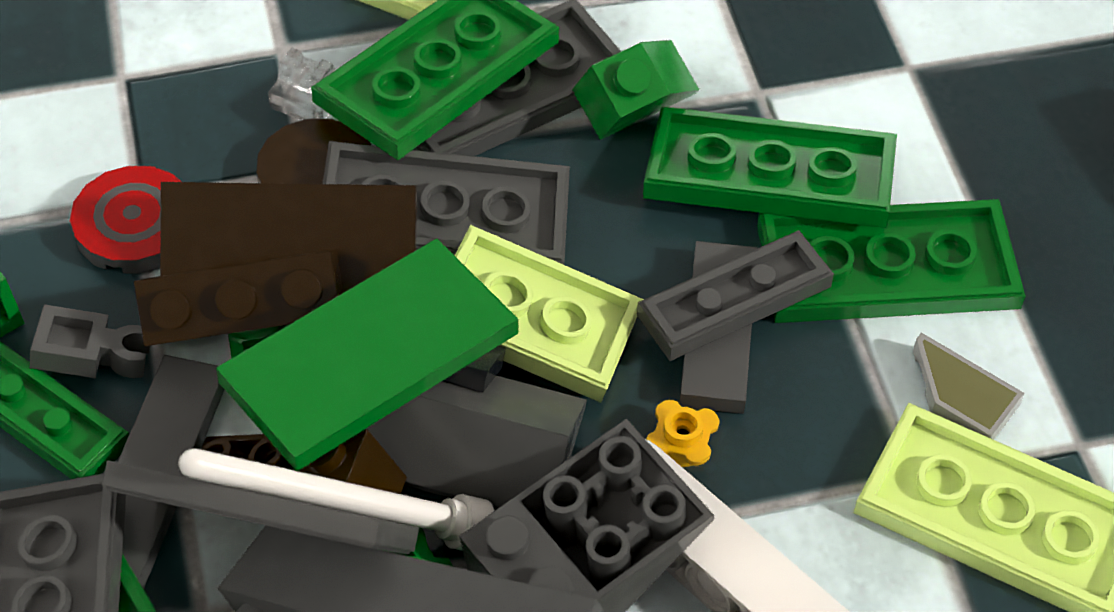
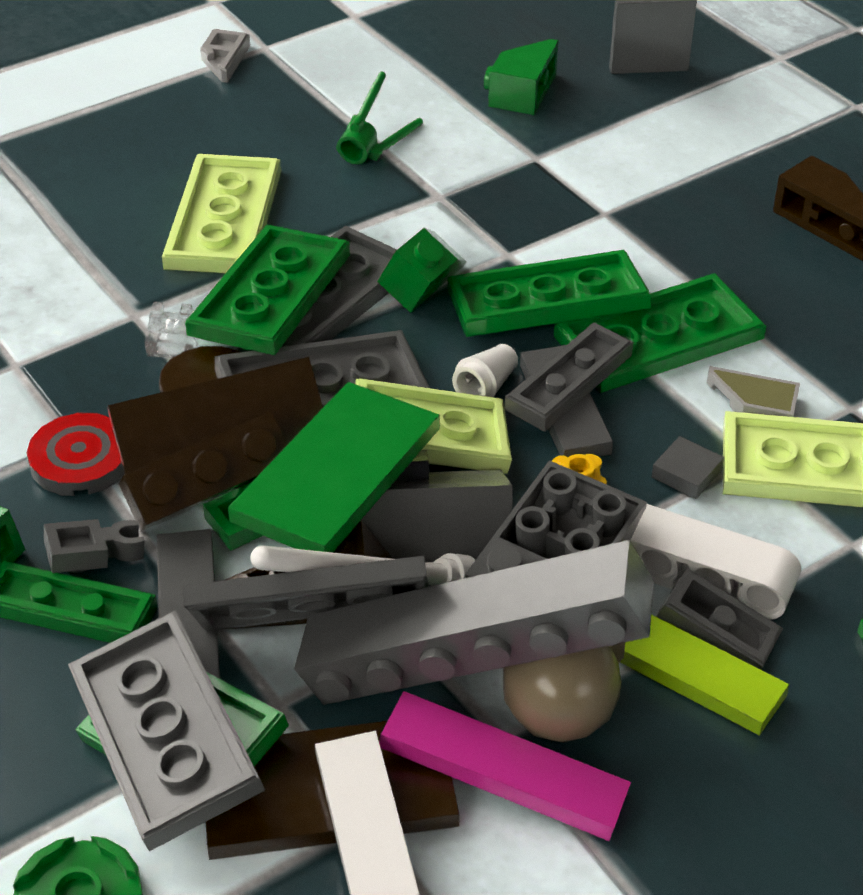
camera: 20 degrees left, 10 degrees down
(639, 256) = (485, 371): none -> white cone
(823, 464) = (687, 467): none -> dark grey tile

